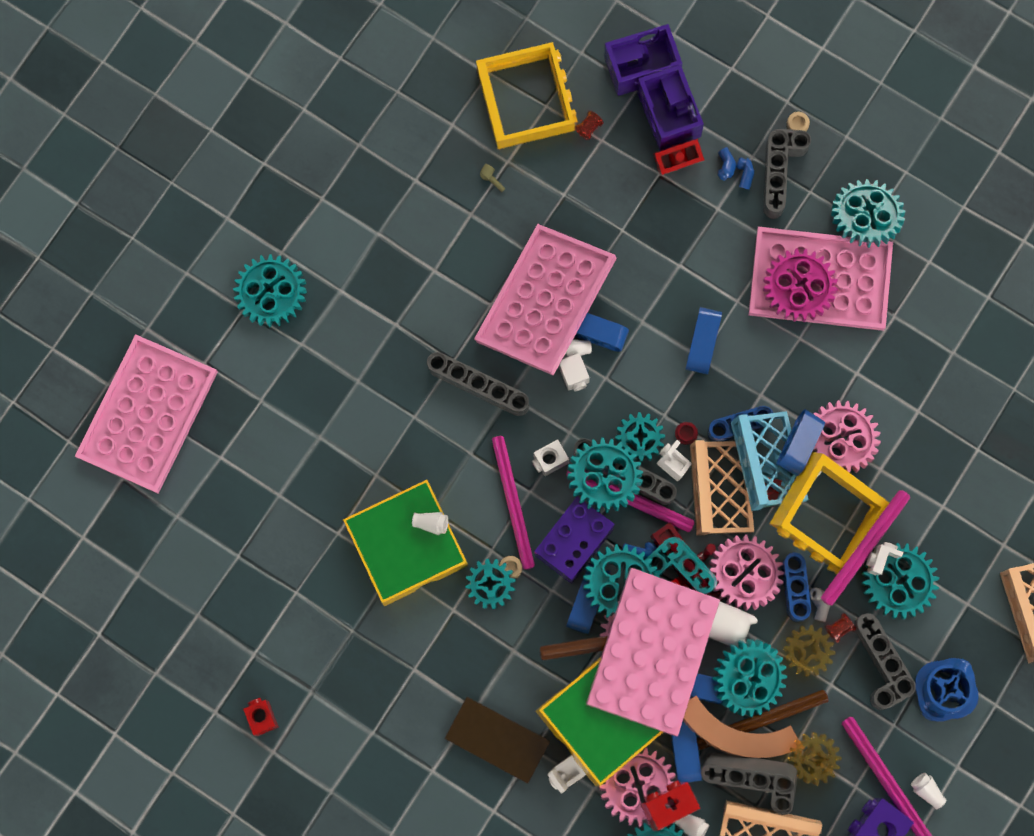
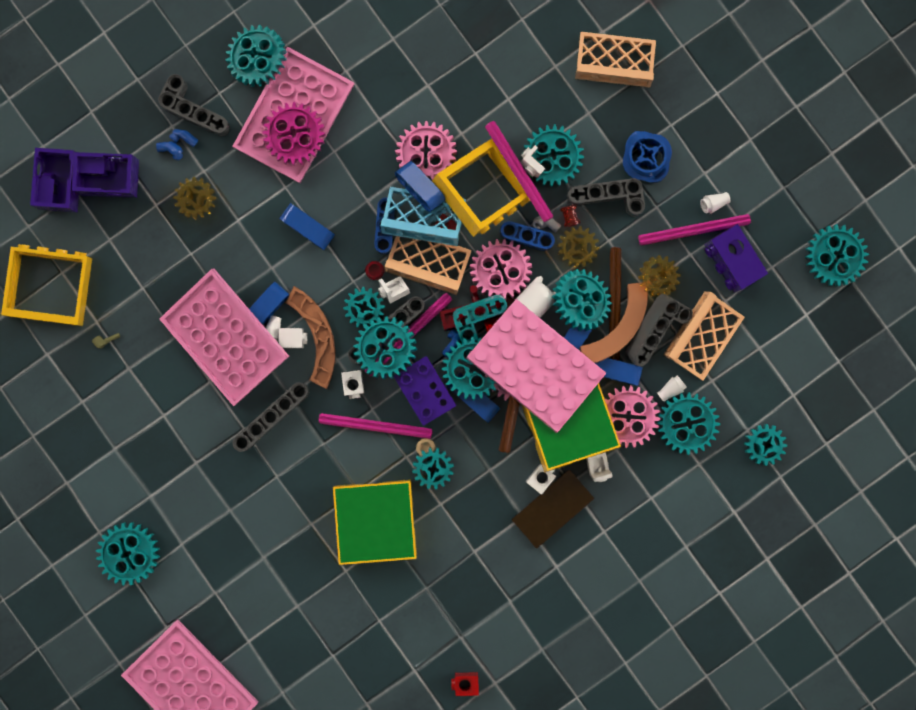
camera: 80 degrees left, 10 degrees up
(431, 522) = (369, 496): white cone -> none
(516, 712) = (540, 487): none -> white brick
(589, 125) = (93, 245): clear red bush -> none
(592, 403) = (321, 333): none -> nougat tile
(678, 156) = (149, 185): red brick -> none
(683, 805) = (659, 391): red brick -> none
(686, 216) = (187, 199): none -> clear yellow gear
(798, 121) = (158, 78): tan tile -> none

